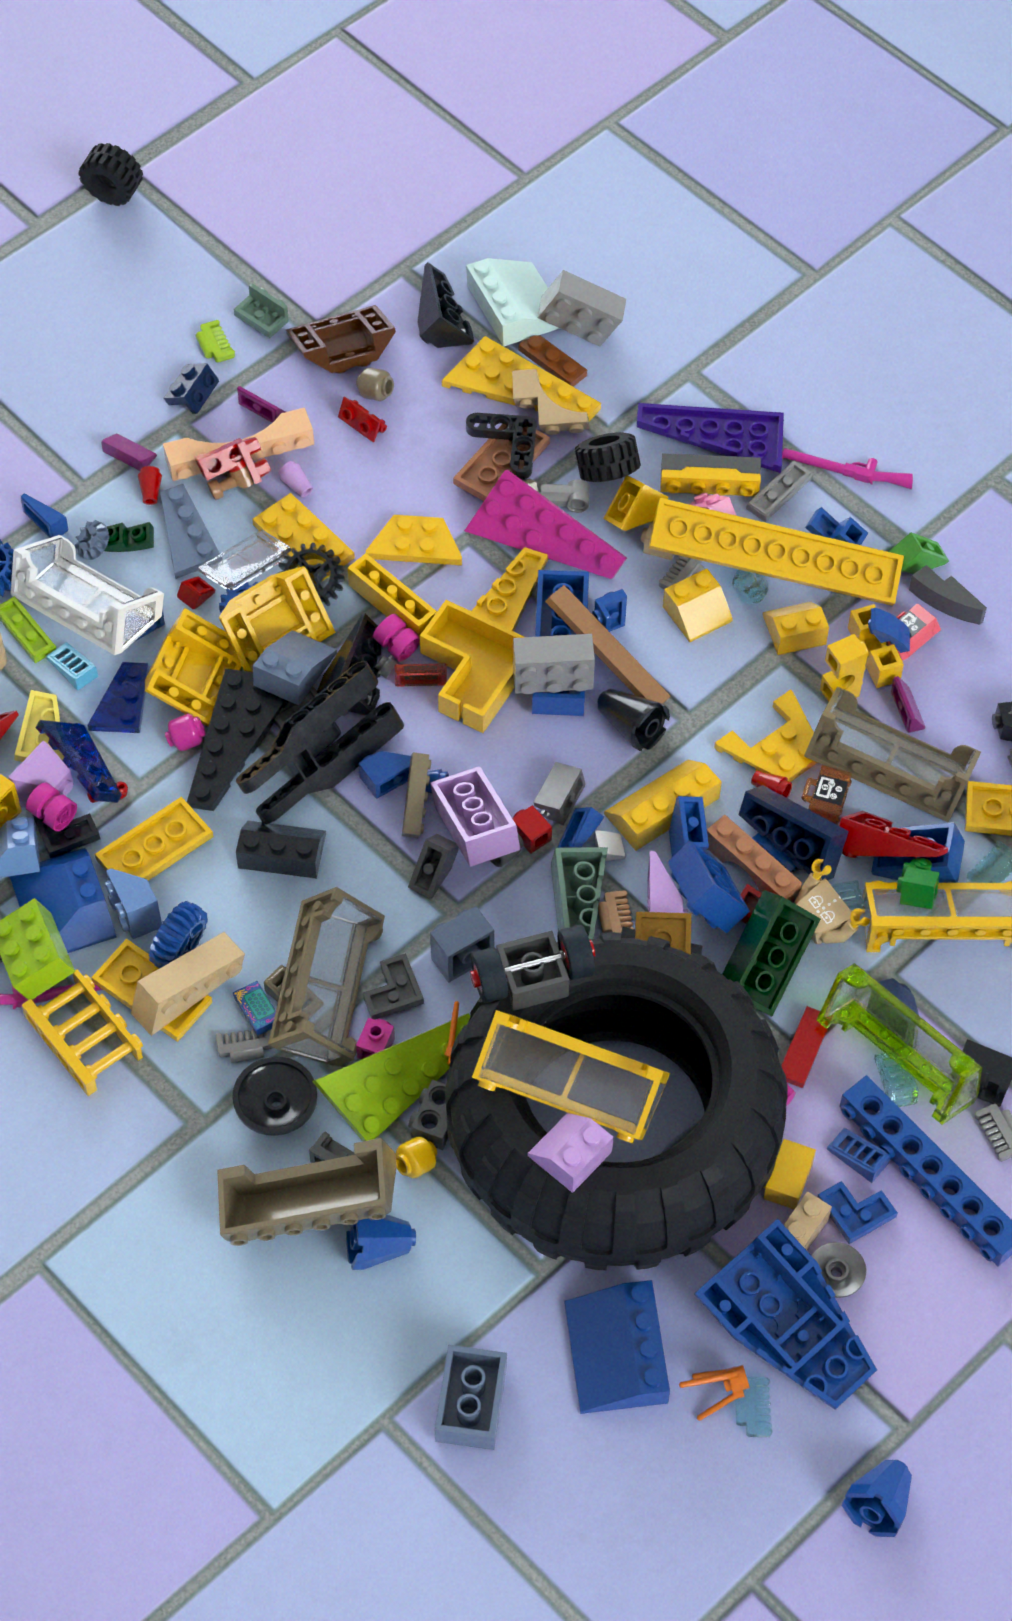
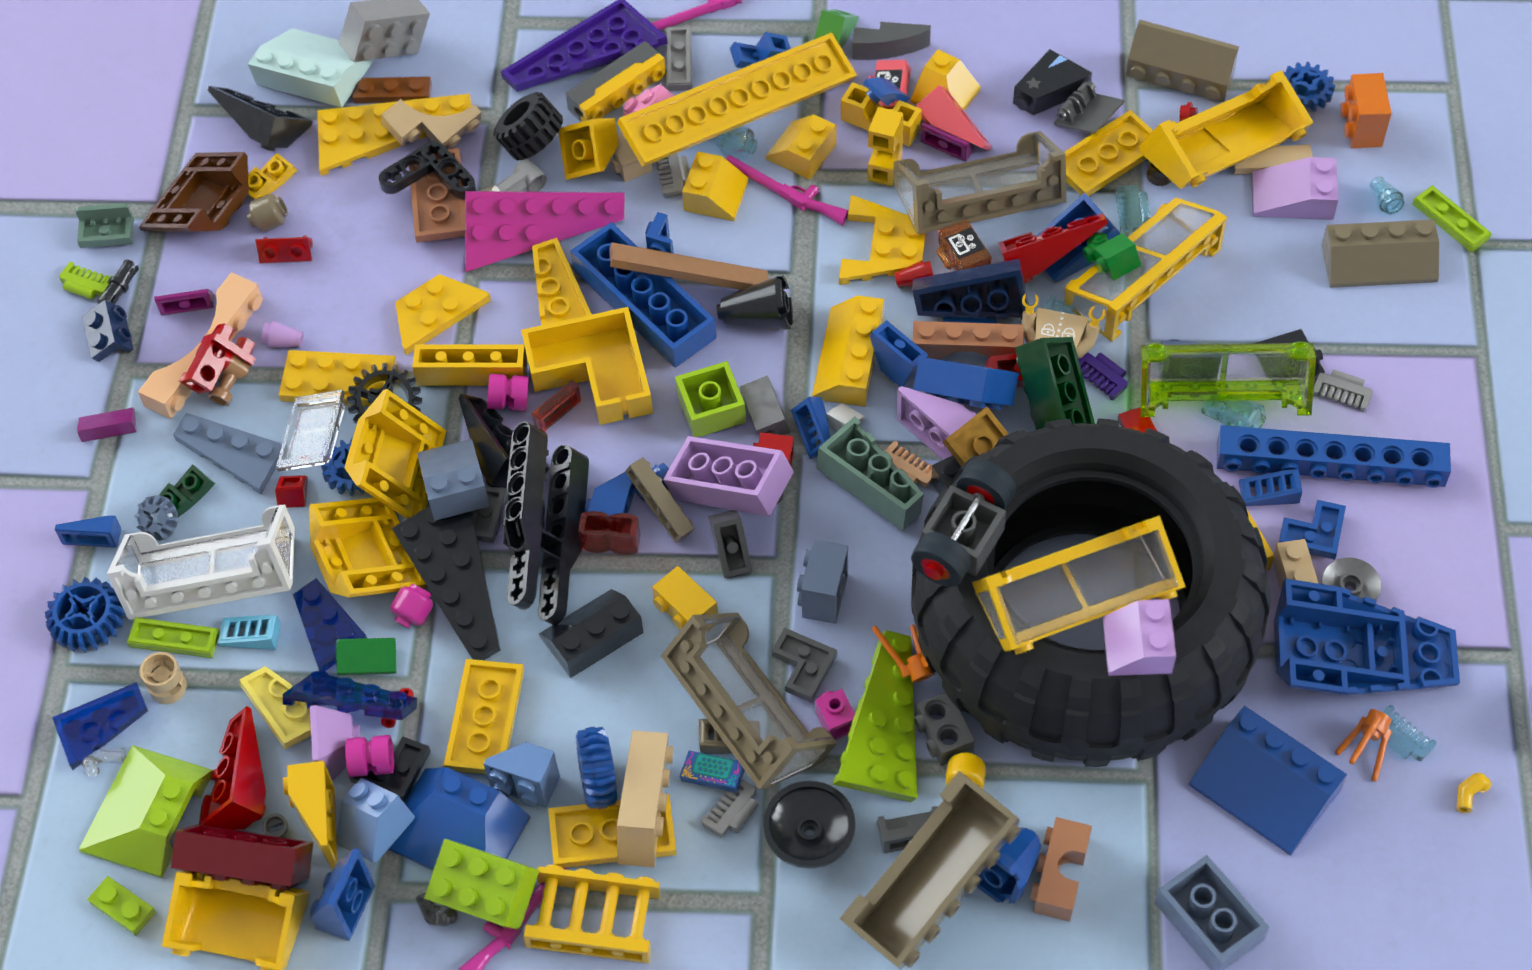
camera: 40 degrees left, 0 degrees up
(122, 741) = (366, 656): none -> green slope
(150, 482) = (155, 433): red cone -> none
(232, 359) = (119, 282): none -> black pin
(359, 790) = (615, 532): none -> clear red brick
(361, 875) = (682, 597): none -> yellow brick
(385, 665) = (518, 417): dark grey plate -> none
(397, 360) = (270, 177): none -> yellow slope
(428, 1261) = (1055, 893): none -> nougat arch
(525, 754) = (710, 399): none -> lime brick
(553, 663) = (671, 307): light grey brick -> none
(752, 665) = (796, 198): none -> dark pink piece
(757, 1484) = (1469, 787): none -> yellow arm
(836, 963) = (1107, 371): none -> dark purple piece
(925, 685) = (945, 113): none -> coral slope
(950, 664) = (950, 73): none -> yellow slope

